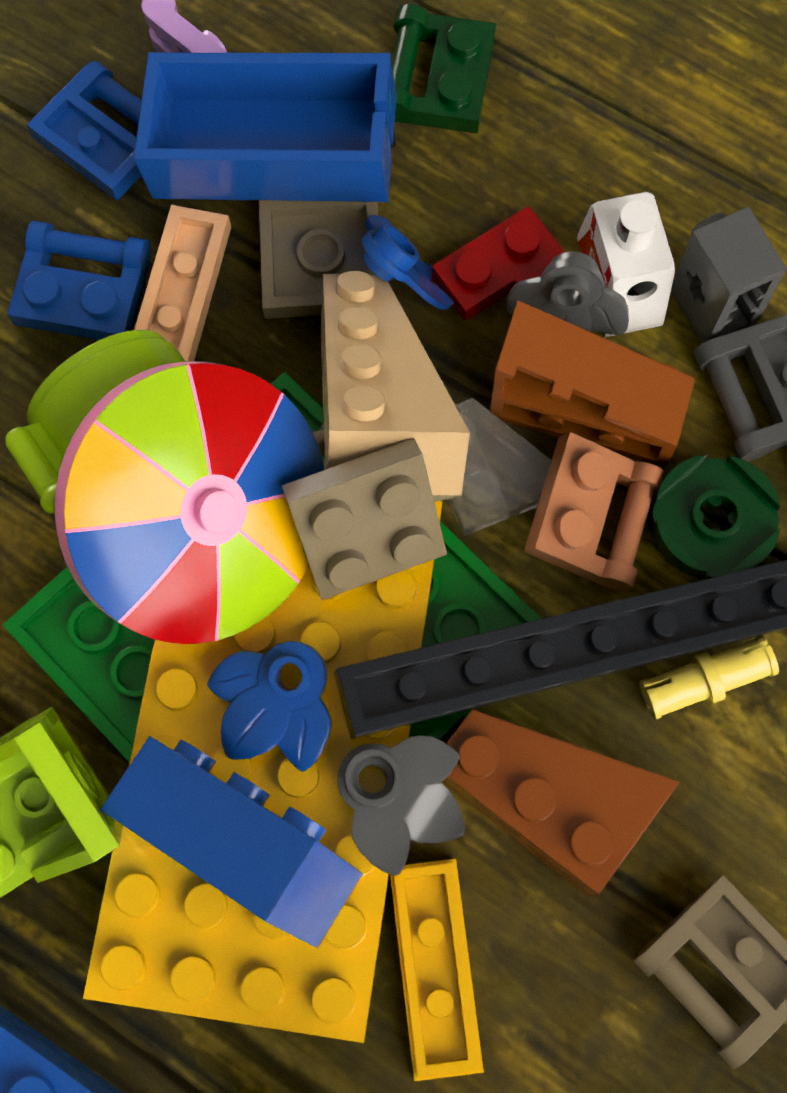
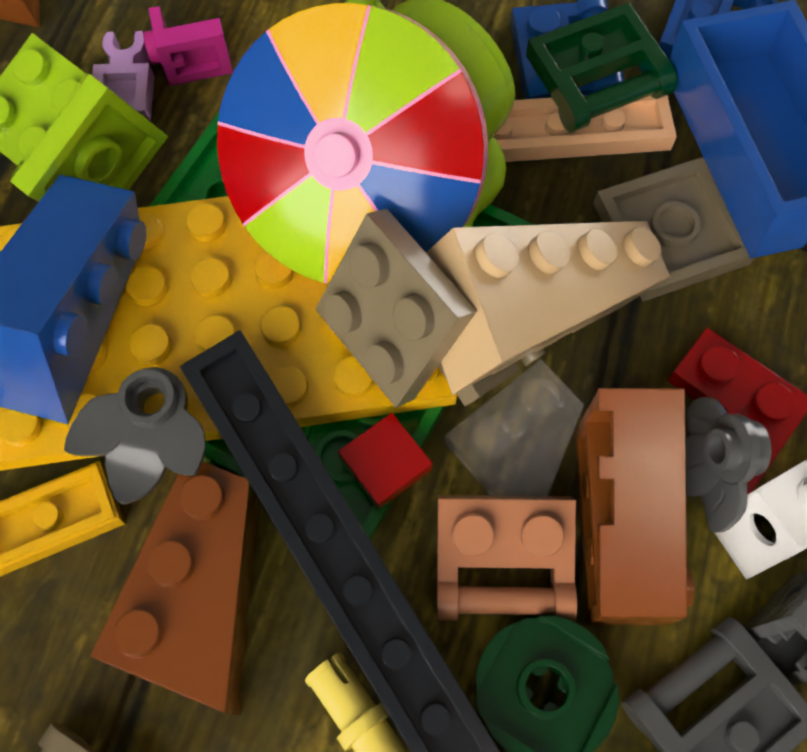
camera: 70 degrees right, 5 degrees down
(110, 253) = (594, 51): none -> dark green plate
(268, 712) = (205, 297): blue plate -> none
(394, 256) = (691, 276): blue plate -> none
(482, 585) = (385, 460): none -> red tile

